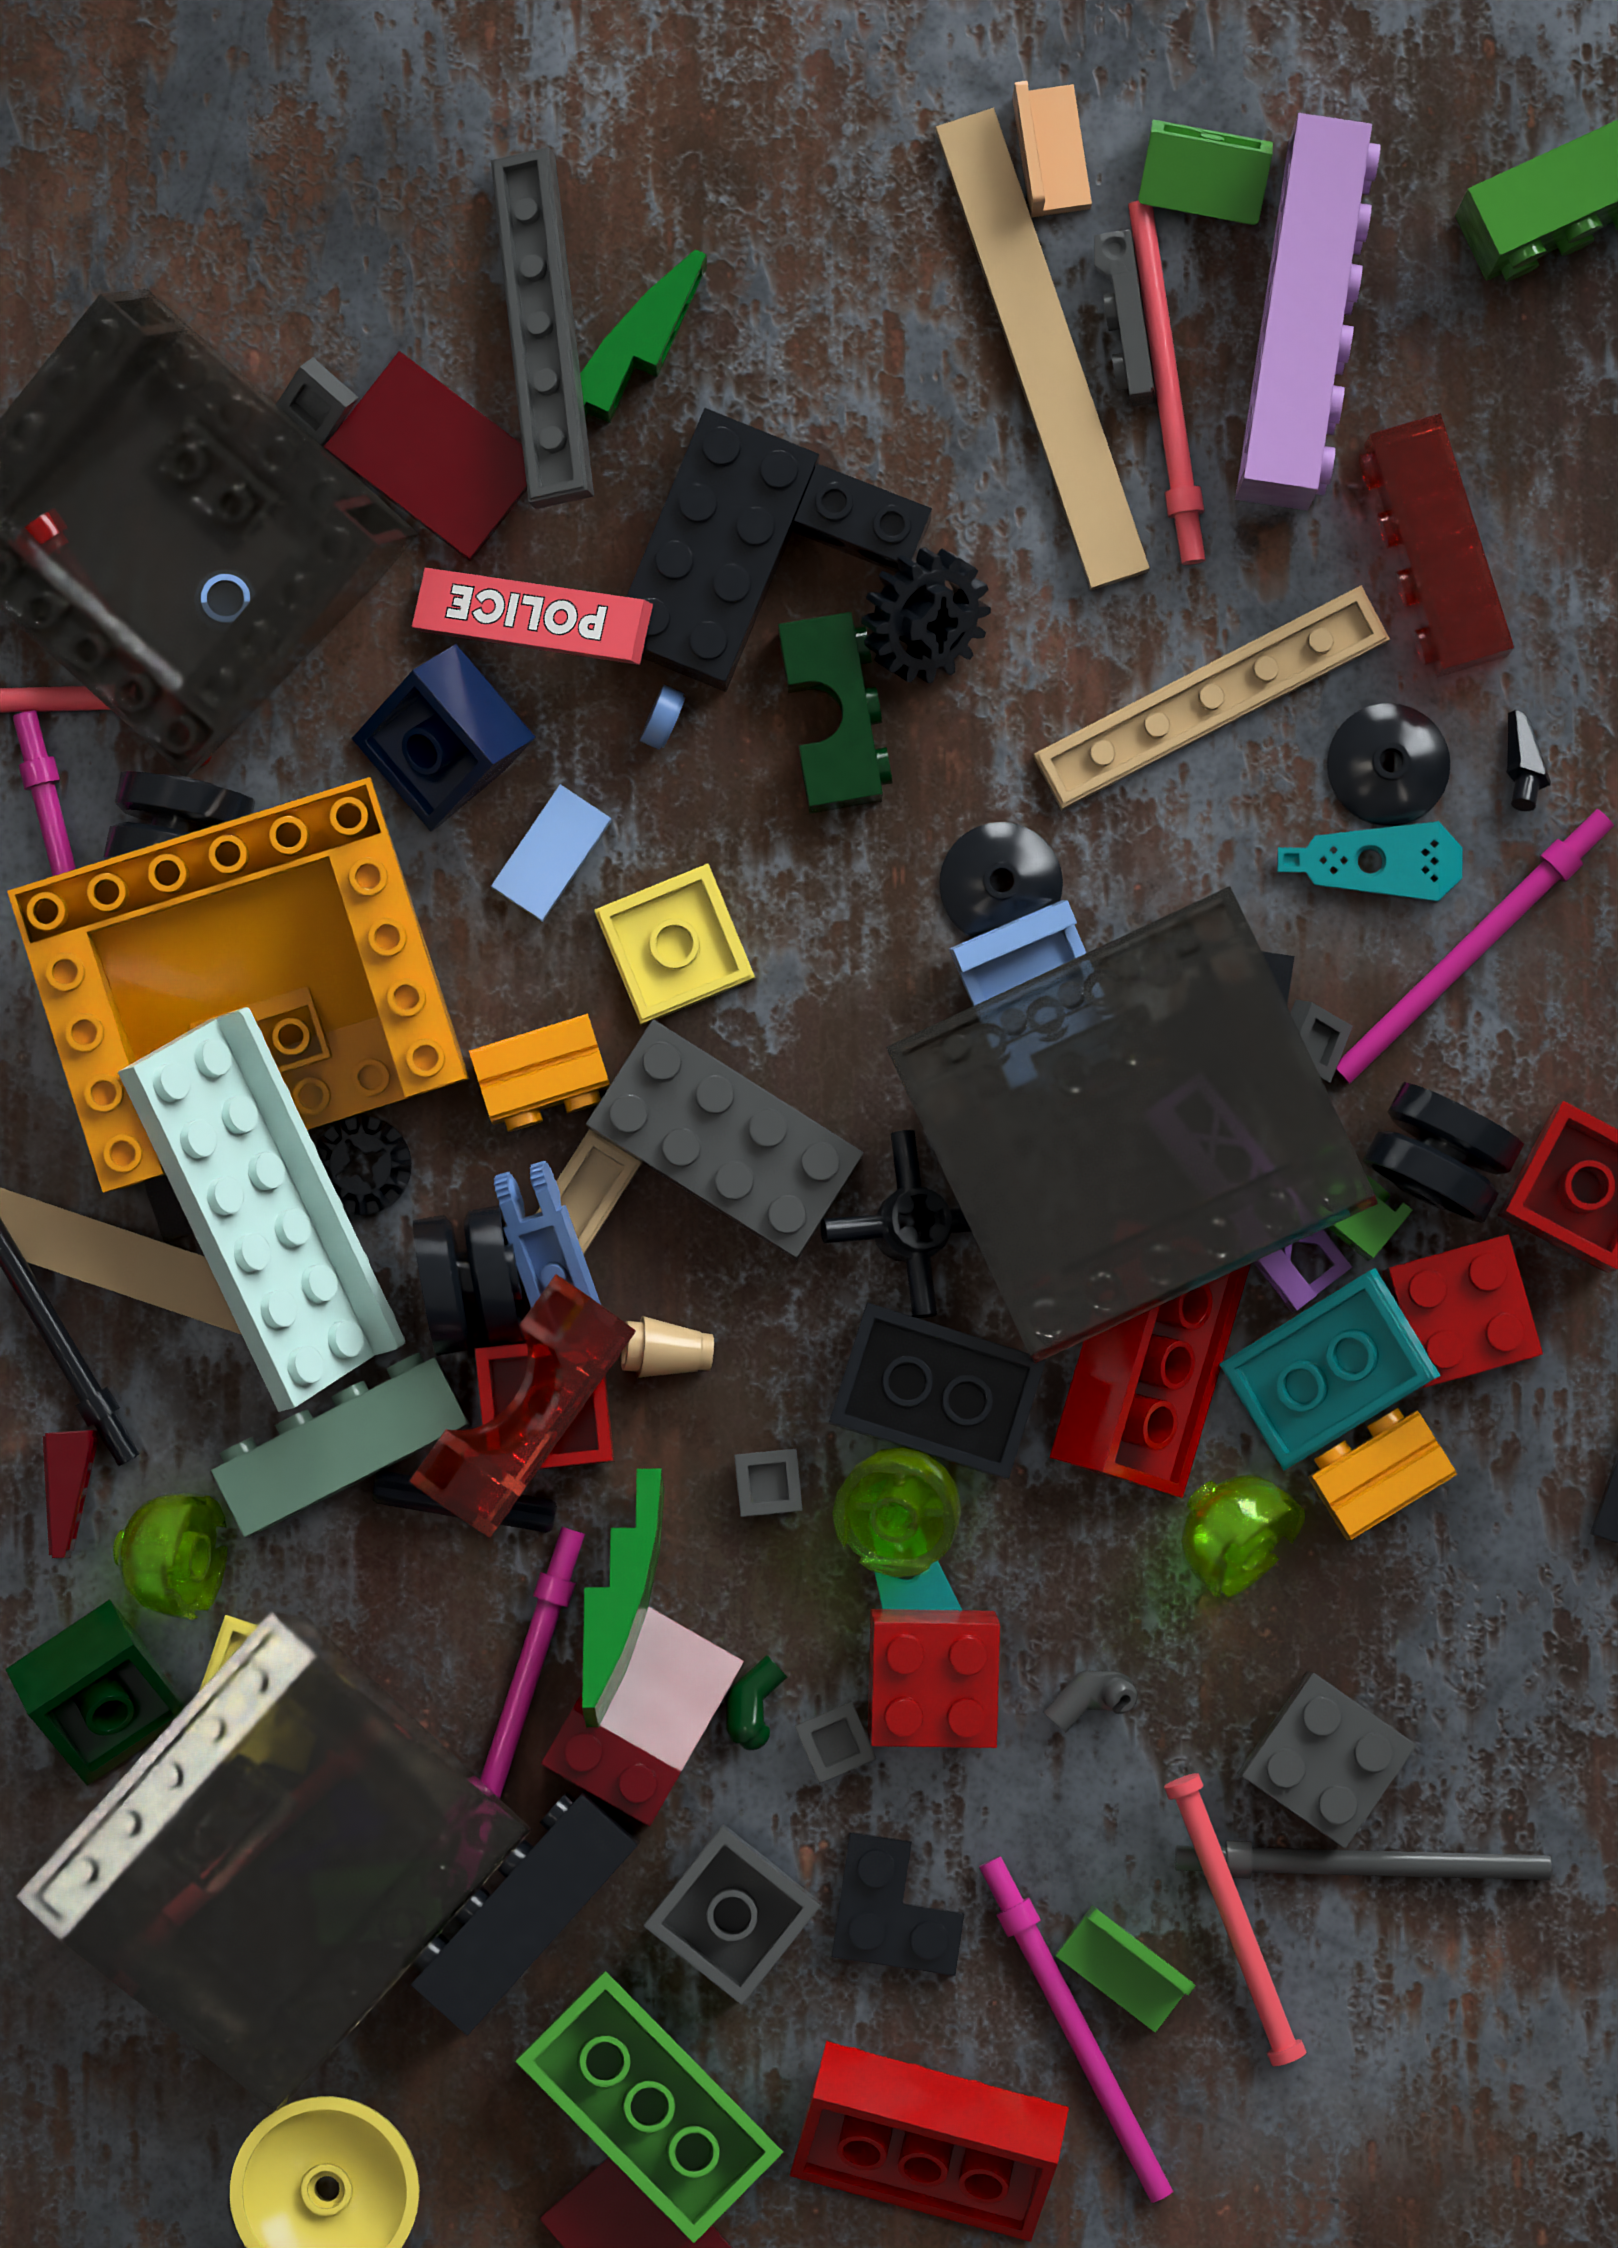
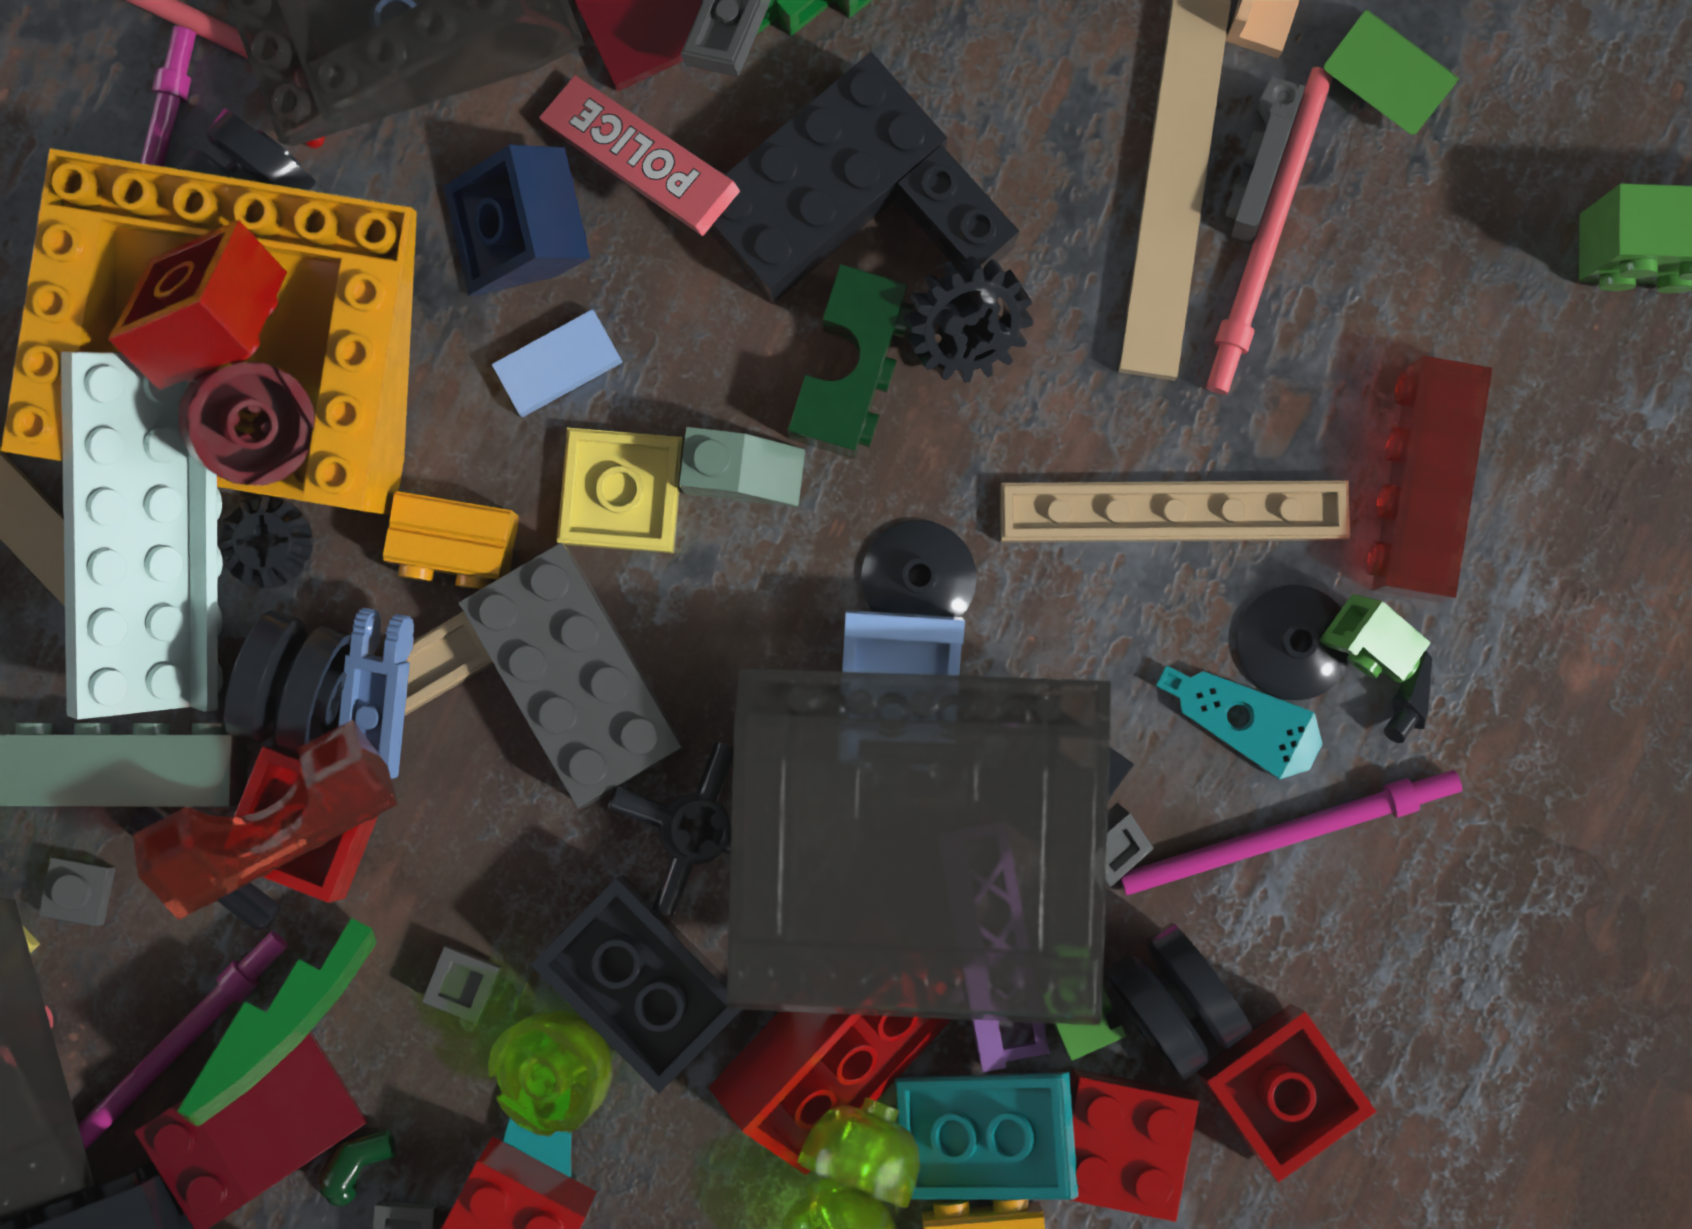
camera: 30 degrees right, 0 degrees up
(223, 965) = (199, 306): none -> red brick
(282, 1051) = (281, 429): none -> dark red brick
(356, 1584) = (77, 891): none -> dark grey plate
(662, 717) = (706, 296): medium blue tile -> none
(666, 1349) = (434, 825): tan cone -> none
(781, 864) = (741, 468): none -> sand green slope
(1224, 1439) = (864, 1151): none -> clear neon green cylinder
(1304, 312) = (1423, 225): lavender brick -> none
(1460, 723) = (1376, 639): none -> brick

